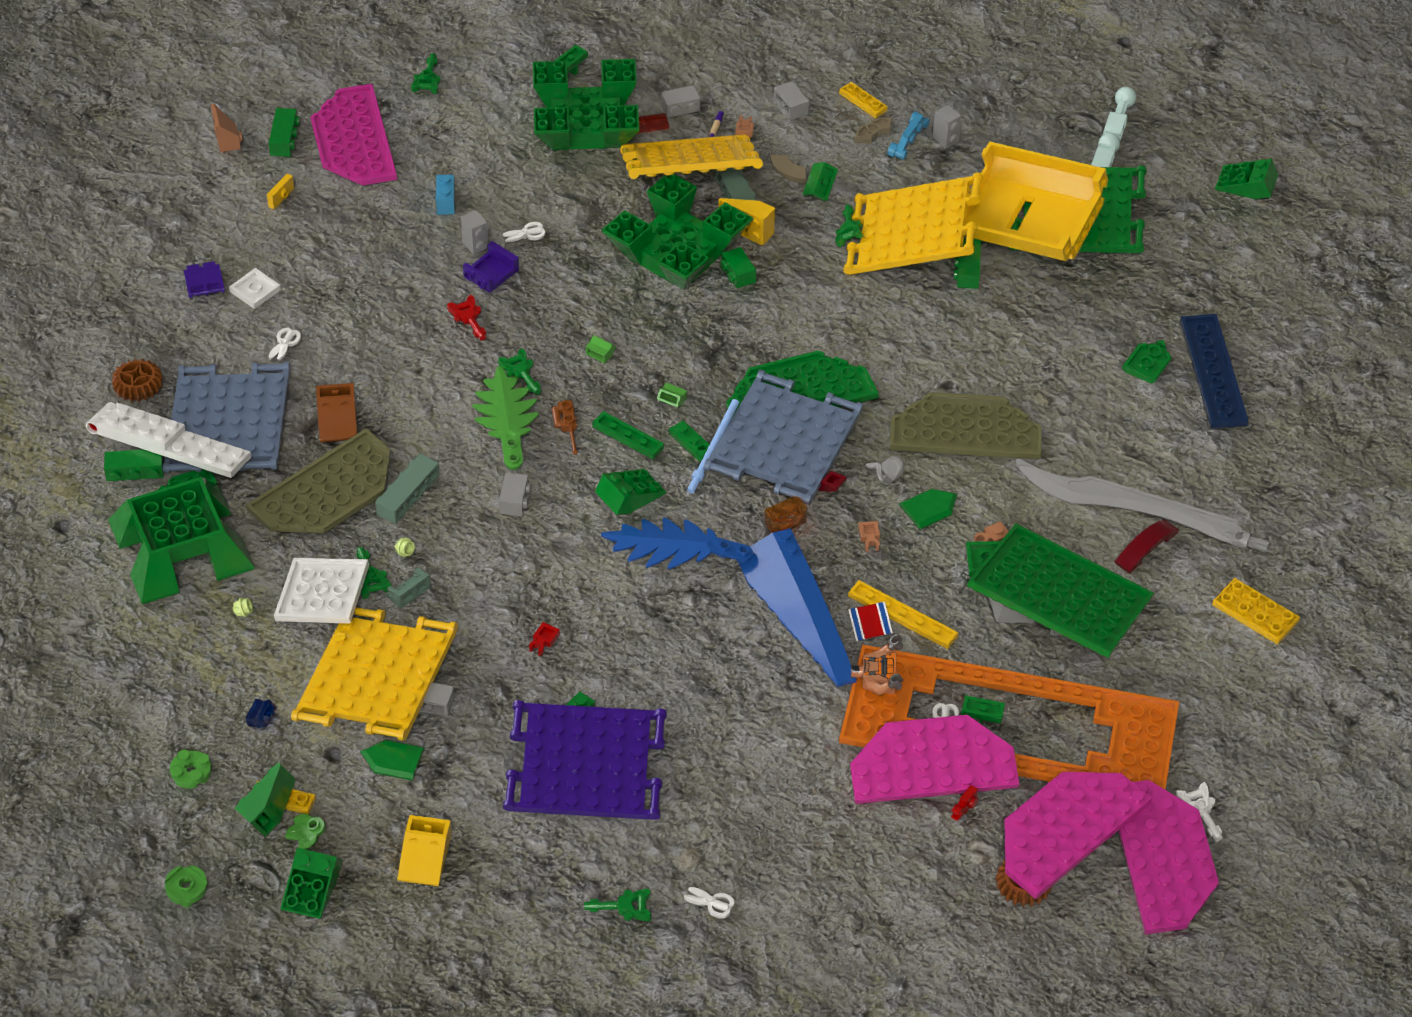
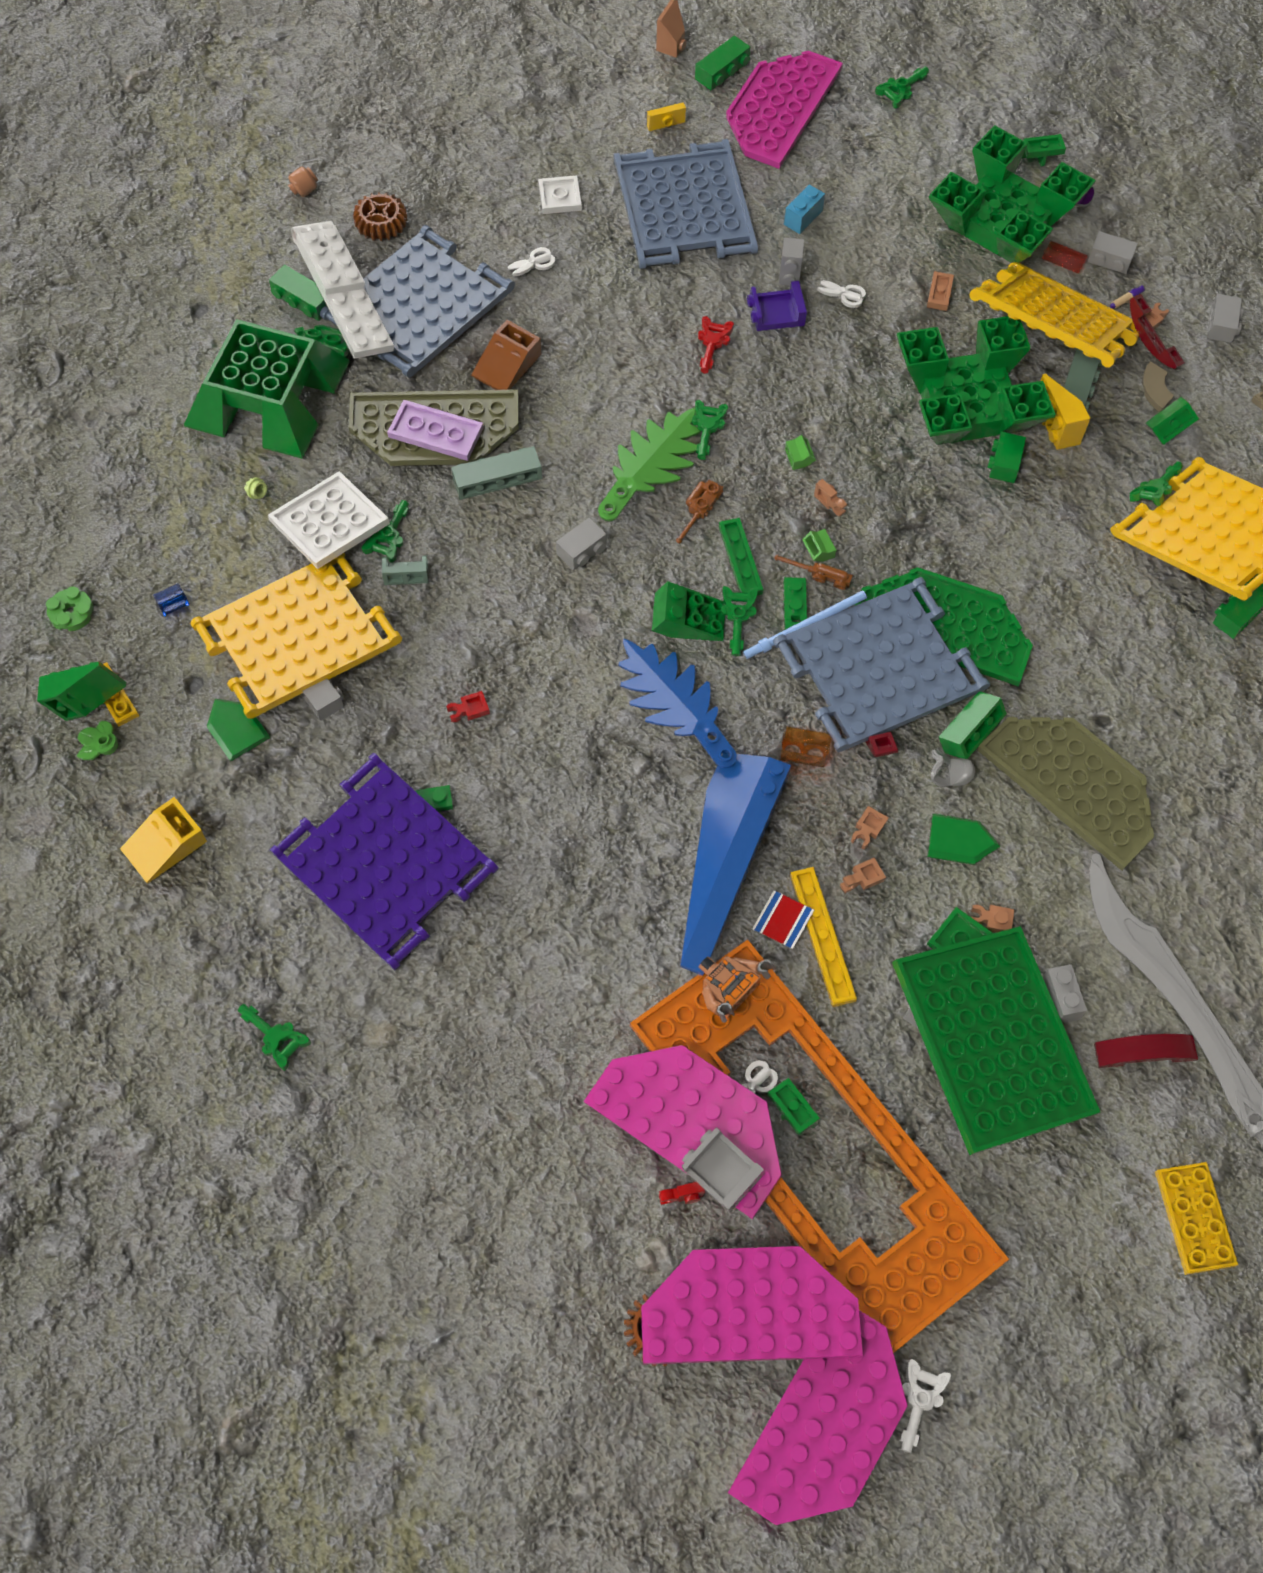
camera: 40 degrees right, 15 degrees up
(50, 392) = (302, 181): none -> nougat head
(203, 279) = (524, 158): dark purple plate -> none
(310, 883) = (50, 794): green slope -> none
(338, 487) = (435, 430): none -> lavender plate
(353, 240) = (684, 202): none -> sand blue plate
(404, 547) = (439, 528): yellowish green plate -> none
(590, 192) = (940, 291): none -> nougat plate
(648, 363) = (828, 497): none -> nougat plate
(663, 468) = (738, 614): none -> green piece
(692, 409) = (823, 572): none -> dark orange piece
(703, 898) = (352, 1092): white piece -> none
(778, 145) = (1149, 337): none -> dark red slope
(875, 435) = (972, 725): none -> green brick
(894, 562) = (865, 874): none -> nougat plate
(979, 767) = (722, 1169): none -> light grey panel
(1075, 541) = (1065, 993): none -> light grey brick

